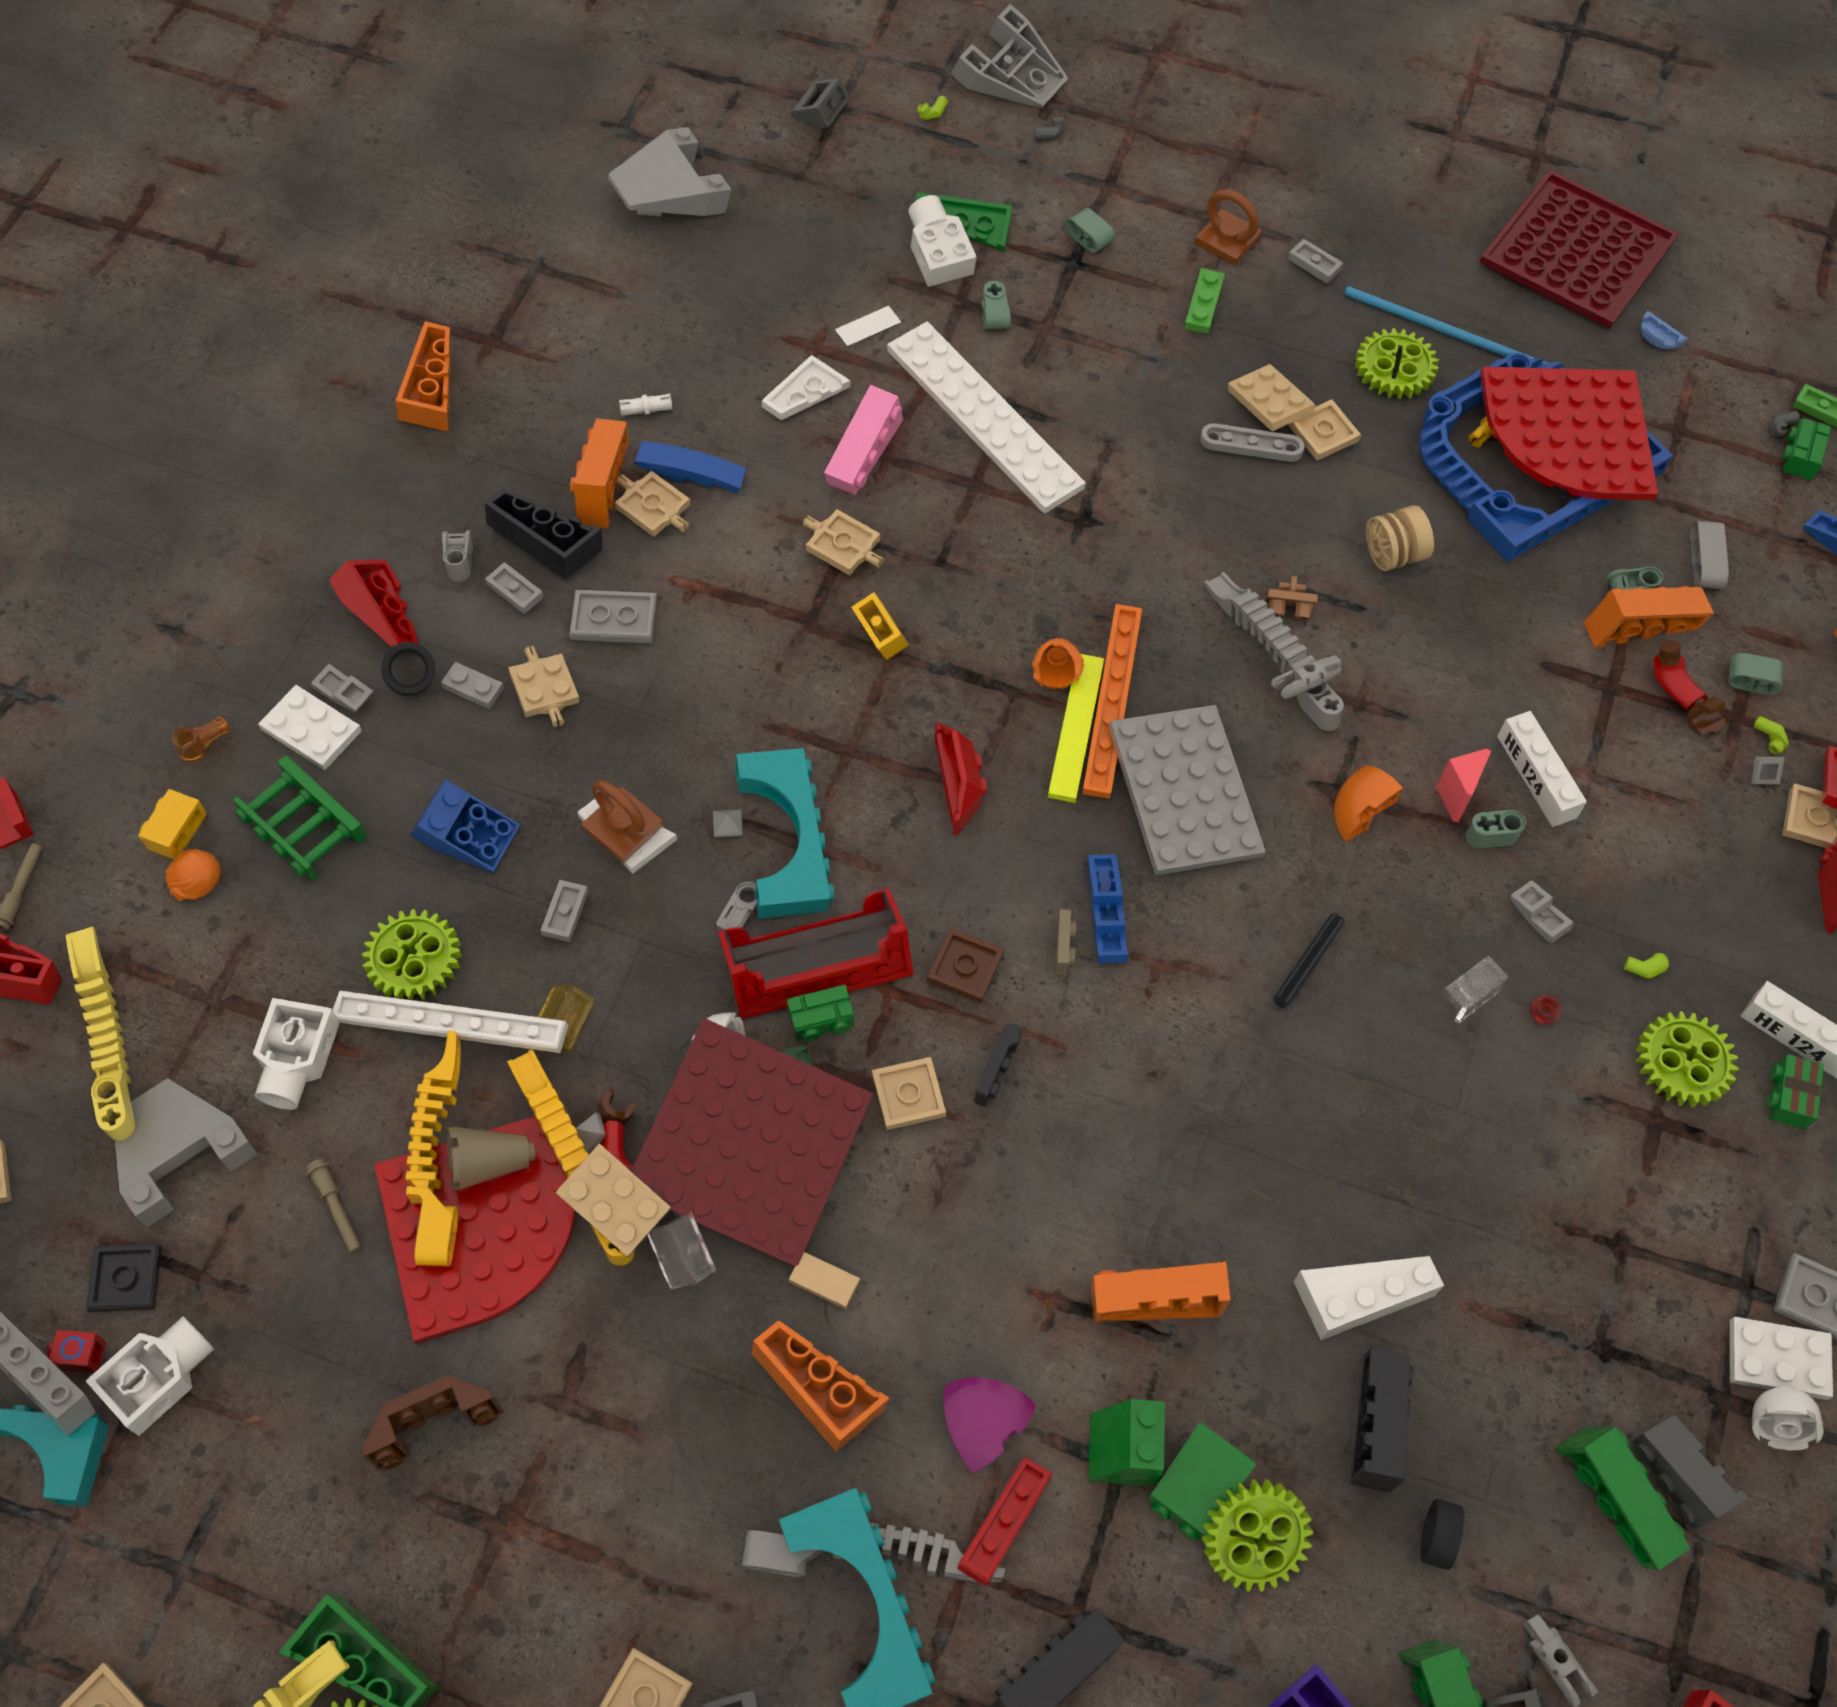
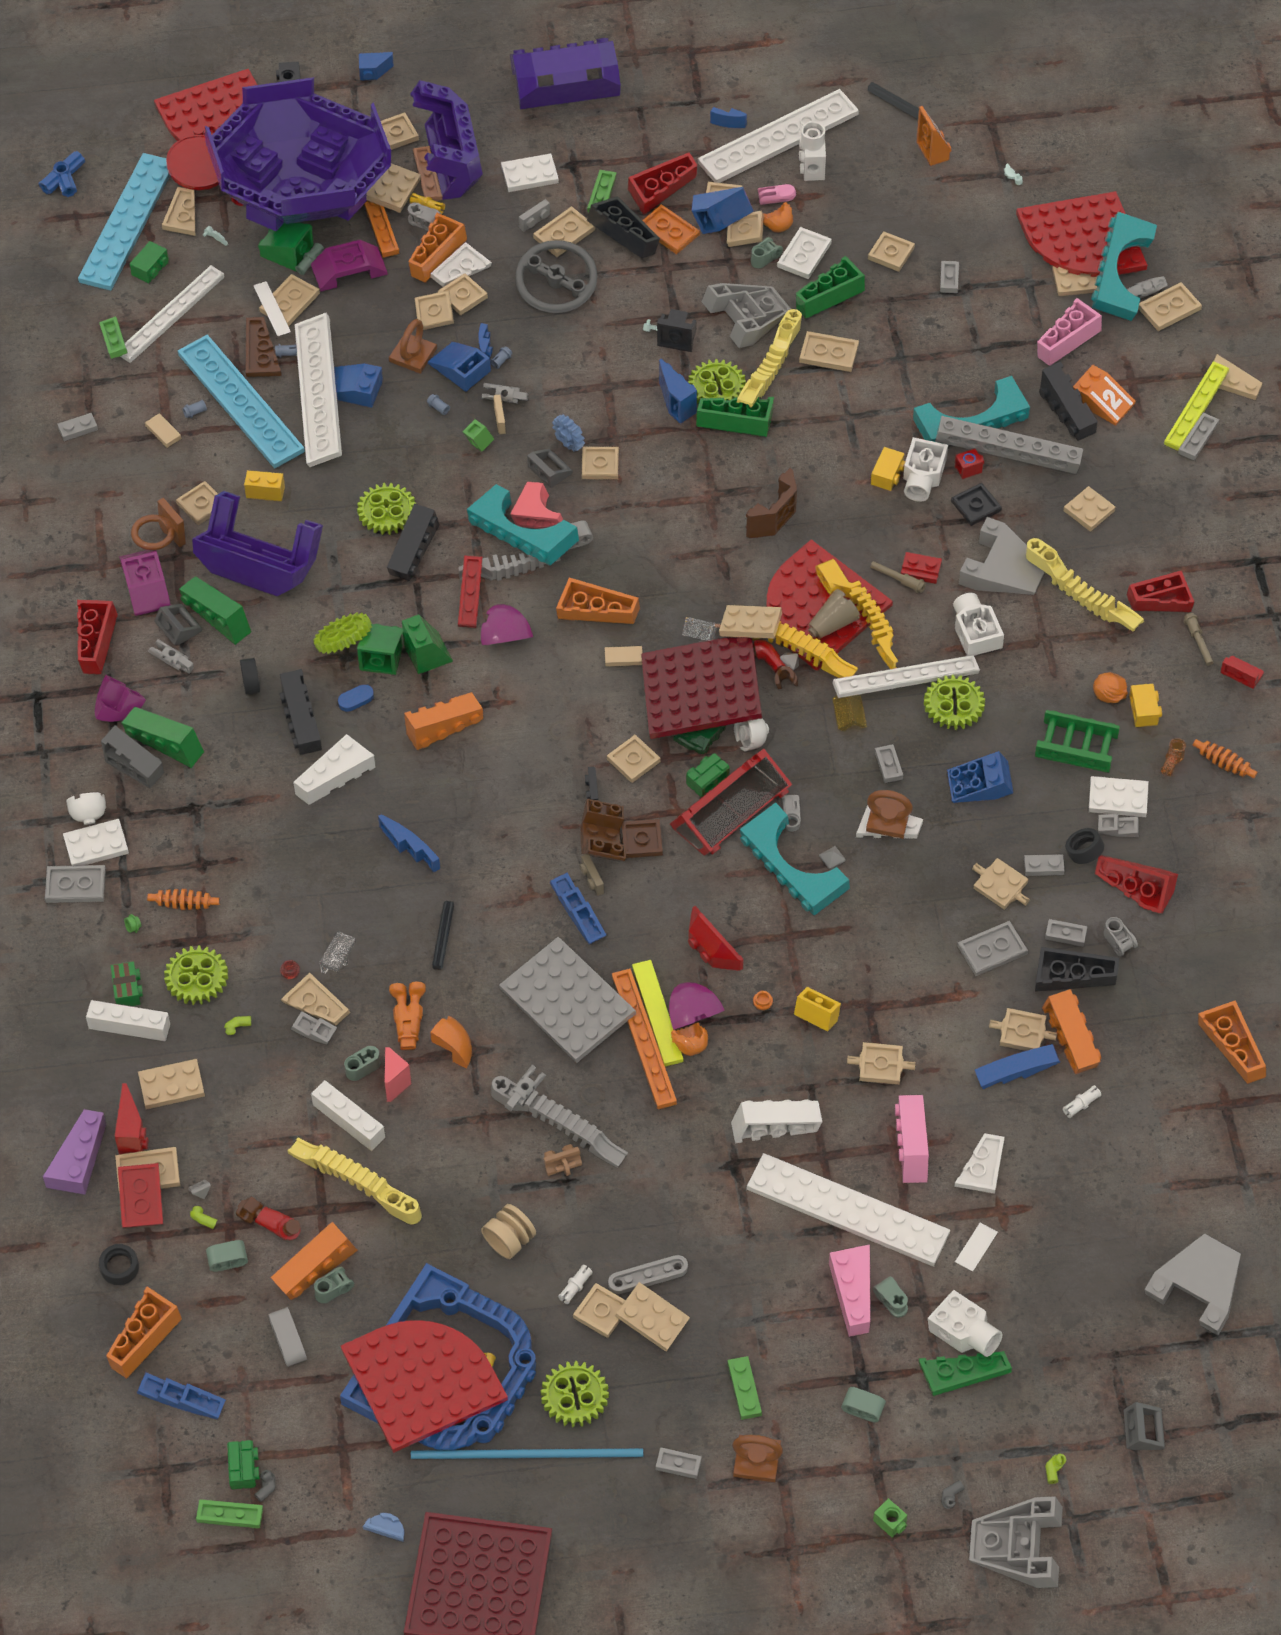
camera: 155 degrees right, 5 degrees down
(140, 706) = (1225, 758): none -> orange piece
(203, 1411) = (887, 469): none -> yellow brick
(290, 1205) = (921, 567): none -> red plate
(819, 1639) = (531, 508): none -> coral arch
(936, 679) = (762, 1000): none -> orange plate
(1012, 527) = (775, 1119): none -> white wedge
(1028, 973) = (602, 830): none -> reddish brown slope
(1029, 333) = (852, 1283): none -> bright pink wedge
(1032, 701) = (692, 1003): none -> magenta brick
(1125, 130) = (886, 1510): none -> bright green brick
(1276, 1419) = (355, 698): none -> blue tile
(1304, 1124) = (406, 840): none -> blue slope
(1340, 470) = (575, 1284): none -> white pin
(1410, 865) = (407, 1017): none -> orange piece
(1511, 626) = (330, 1161): none -> light yellow piece
(1524, 948) = (316, 1000): none -> tan wing
(1671, 1188) = (183, 899): none -> orange piece
(1681, 1612) = (116, 700): none -> magenta brick
(1758, 1187) = (132, 923): none -> bright green plate
(1764, 926) = (171, 1084): none -> tan plate

